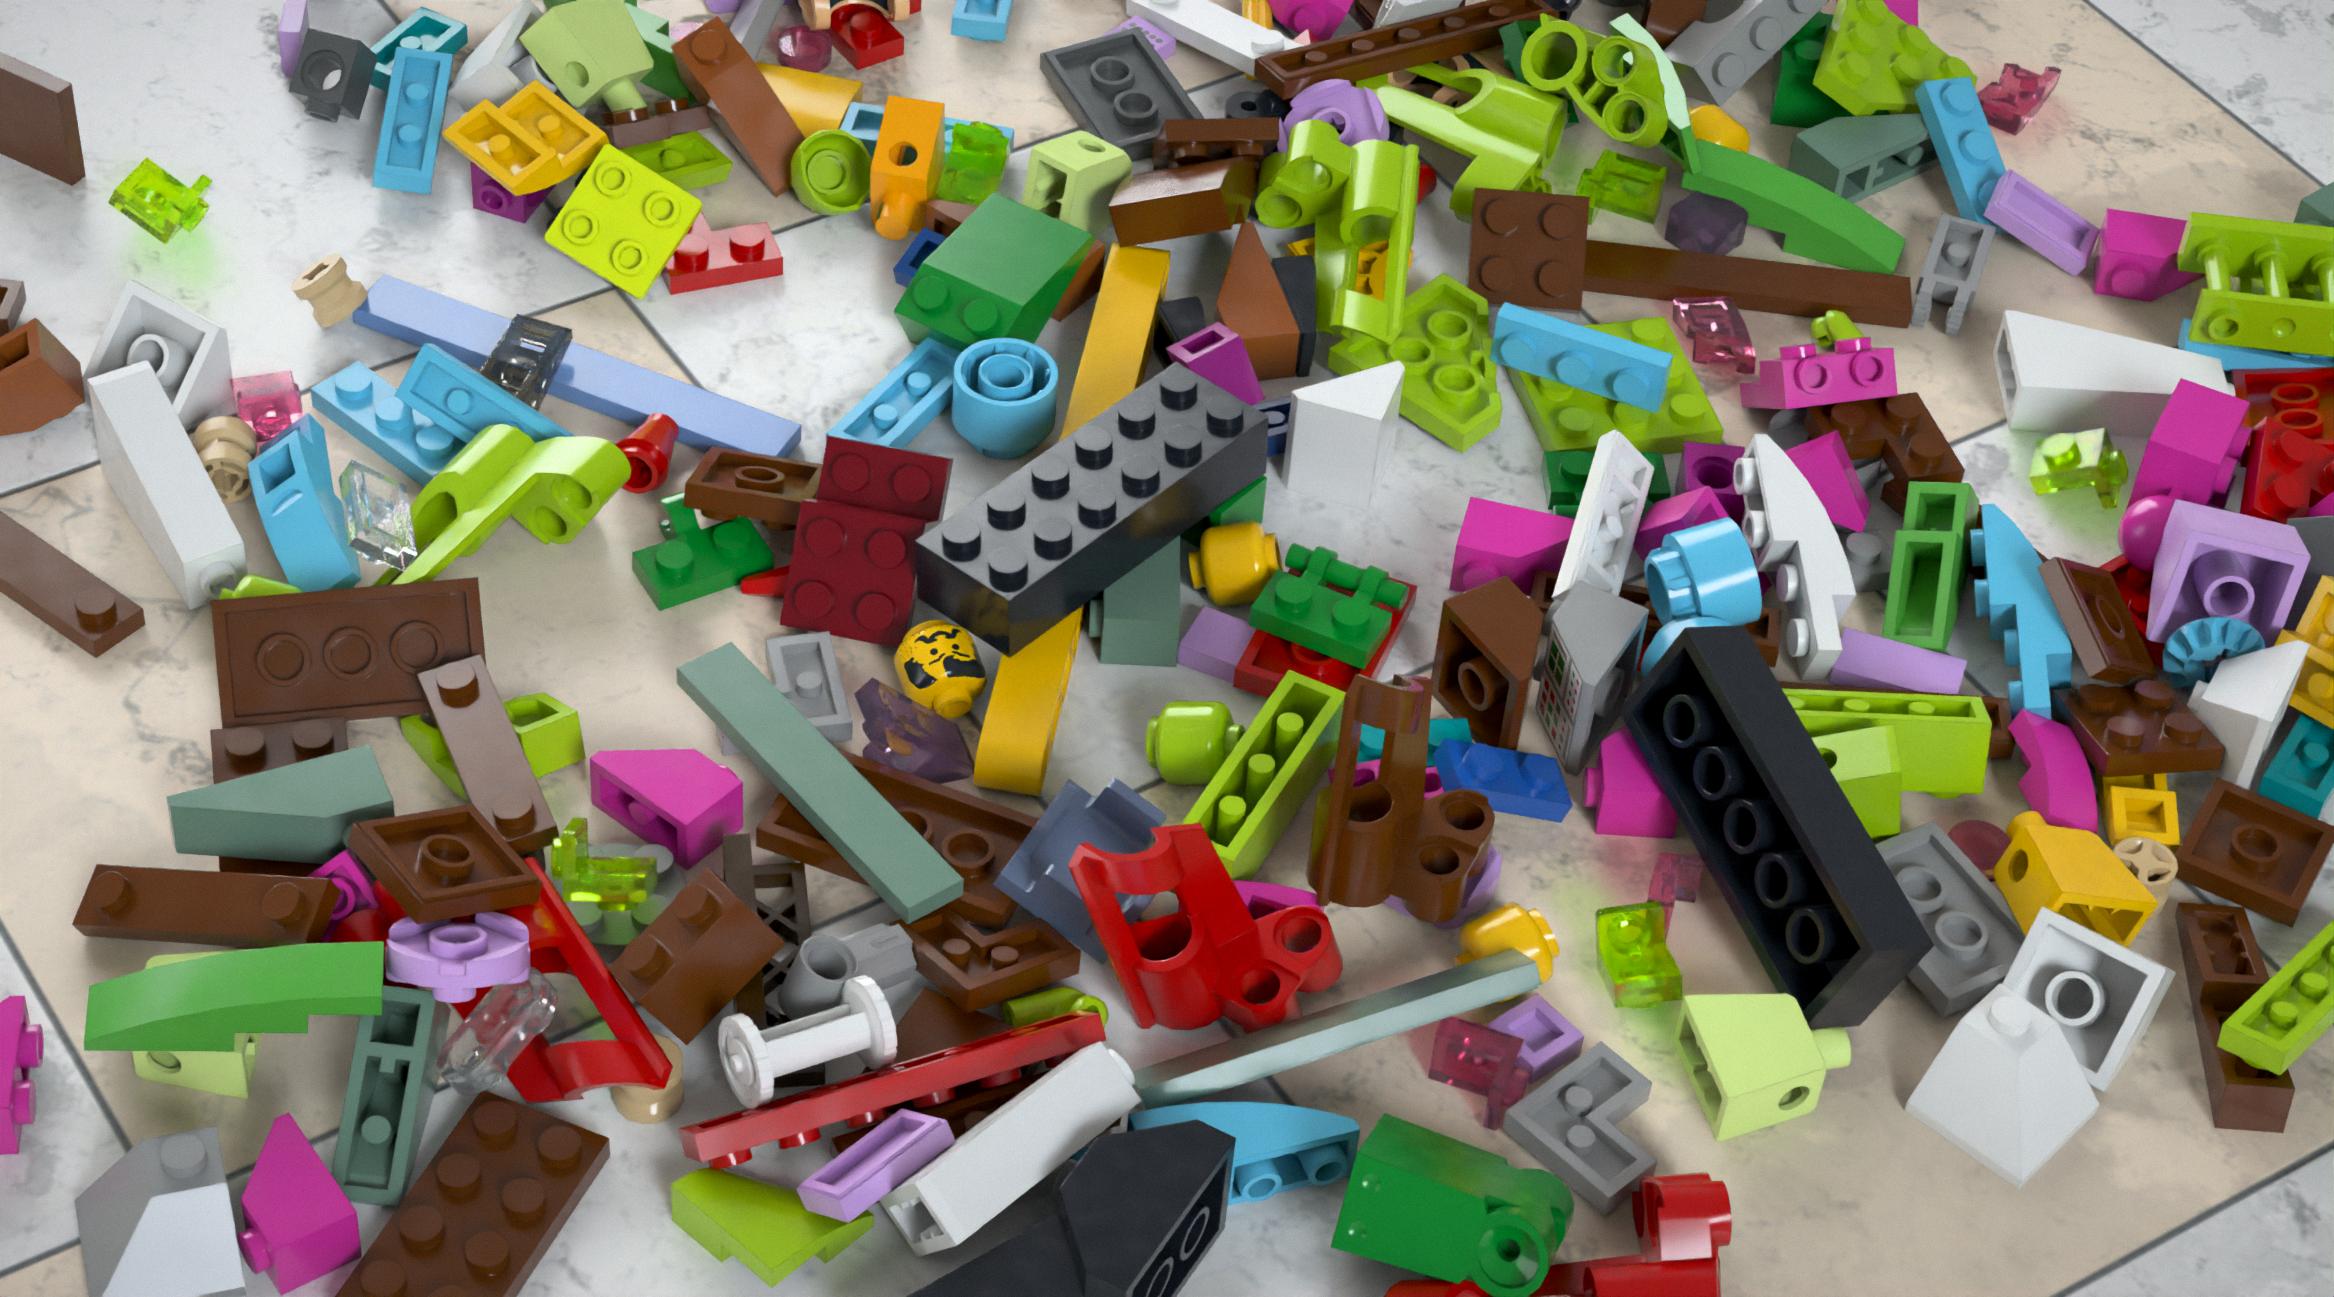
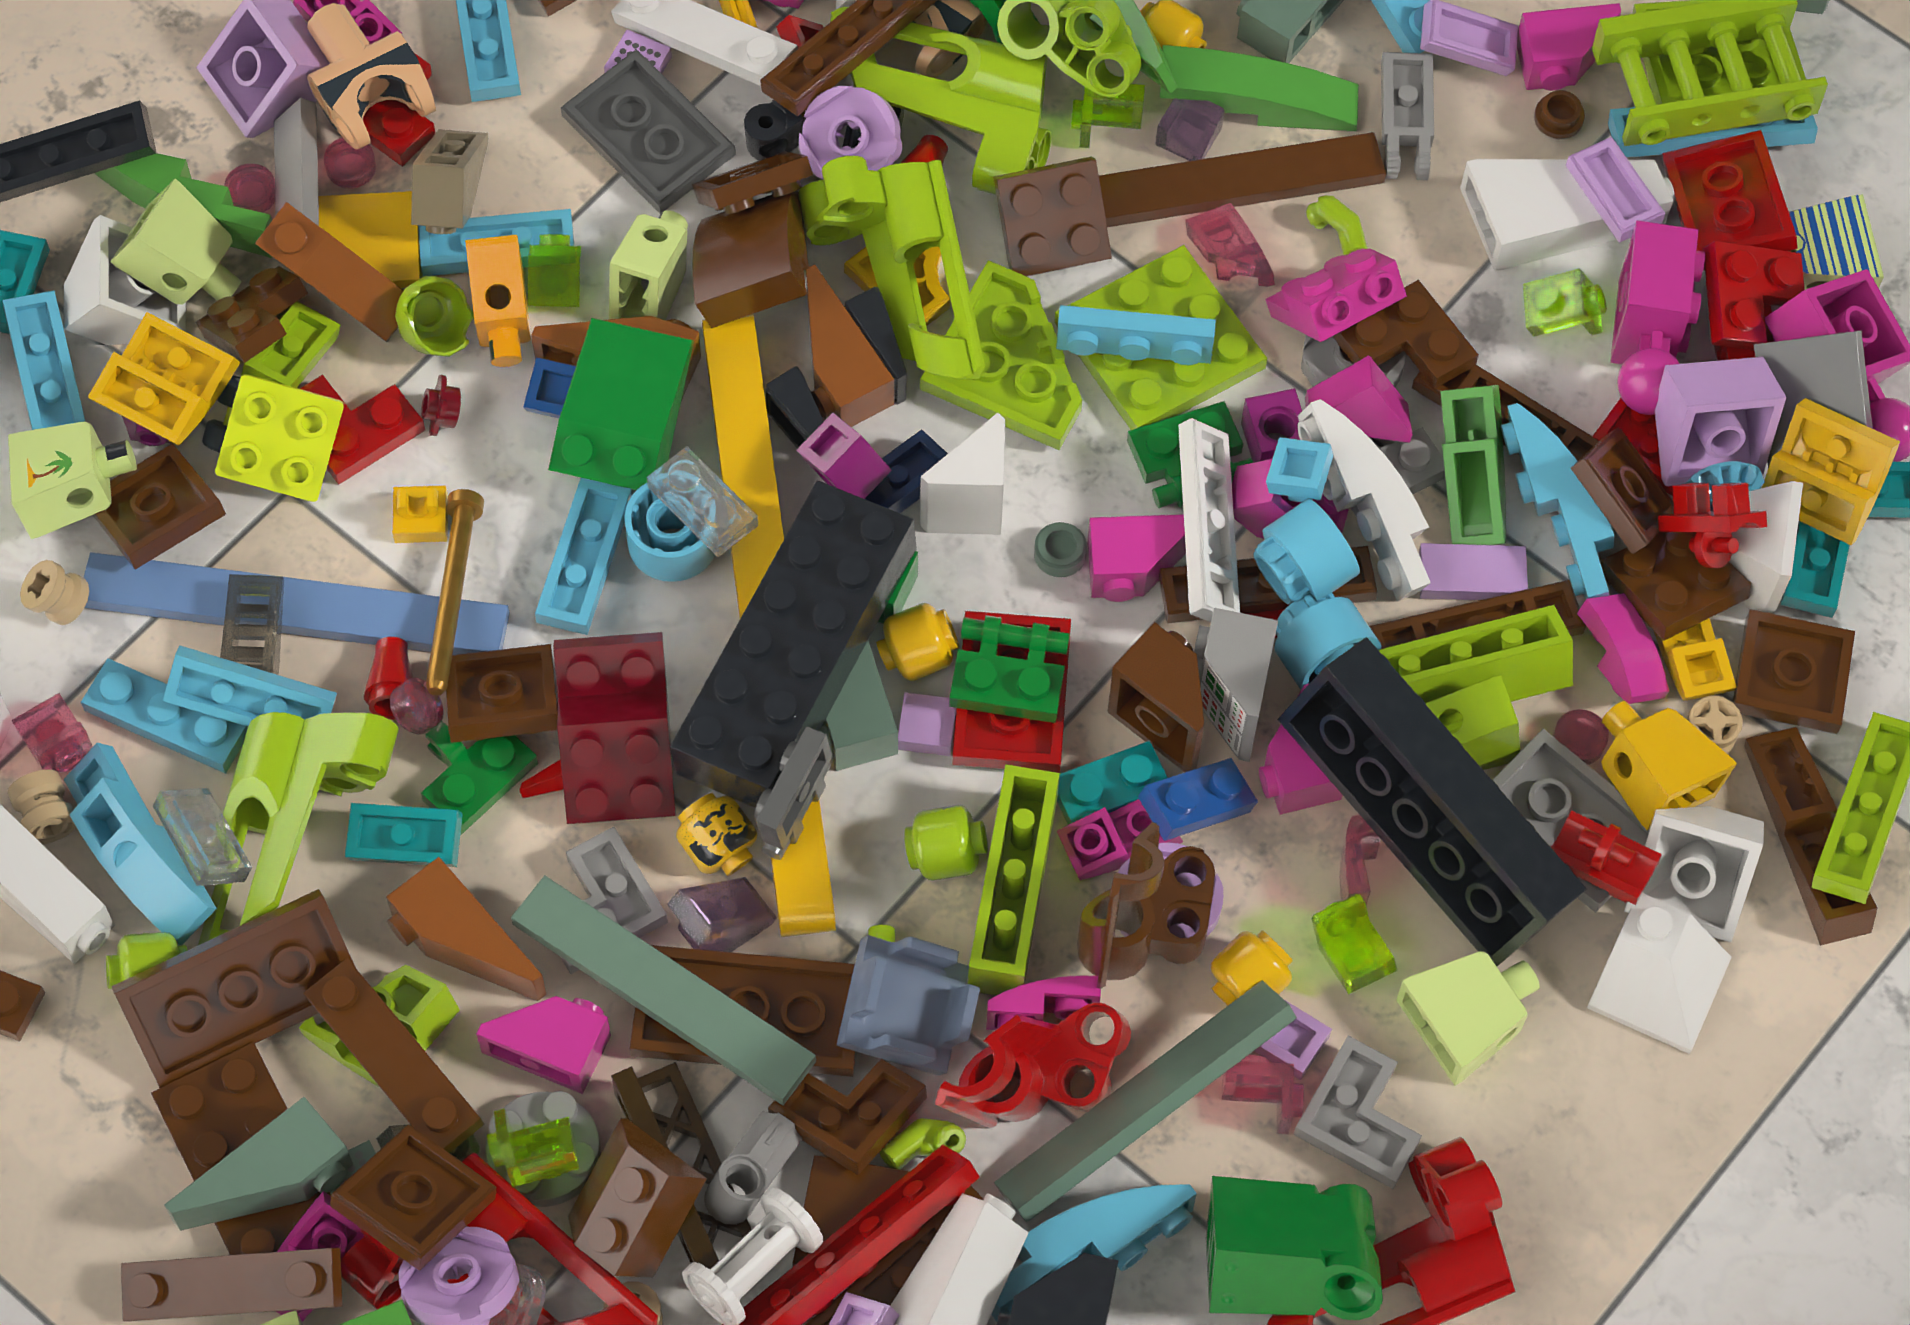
camera: 15 degrees left, 20 degrees up
(387, 196) = (63, 475): none -> yellowish green torso
(468, 250) = (157, 506): none -> reddish brown plate
(596, 581) = (403, 834): none -> teal plate
(613, 674) = (457, 931): none -> dark orange slope
(660, 467) = (415, 706): none -> clear pink tile
(744, 332) = (420, 514): none -> yellow tile
(792, 337) = (465, 508): none -> pearl gold bar
(806, 248) = (441, 406): none -> dark red plate
(892, 63) = (447, 180): none -> dark tan slope
(1037, 620) = (800, 783): none -> dark grey plate
(1045, 363) = (702, 501): none -> clear plate
(1429, 535) = (1060, 549): none -> sand green tile
(1721, 490) = (1299, 469): none -> medium azure tile
(1972, 938) = (1606, 857): none -> red hips
(2125, 312) = (1559, 114): none -> reddish brown plate
(2159, 359) = (1614, 188): none -> lavender tile
(2194, 659) = (1713, 539): none -> red hips

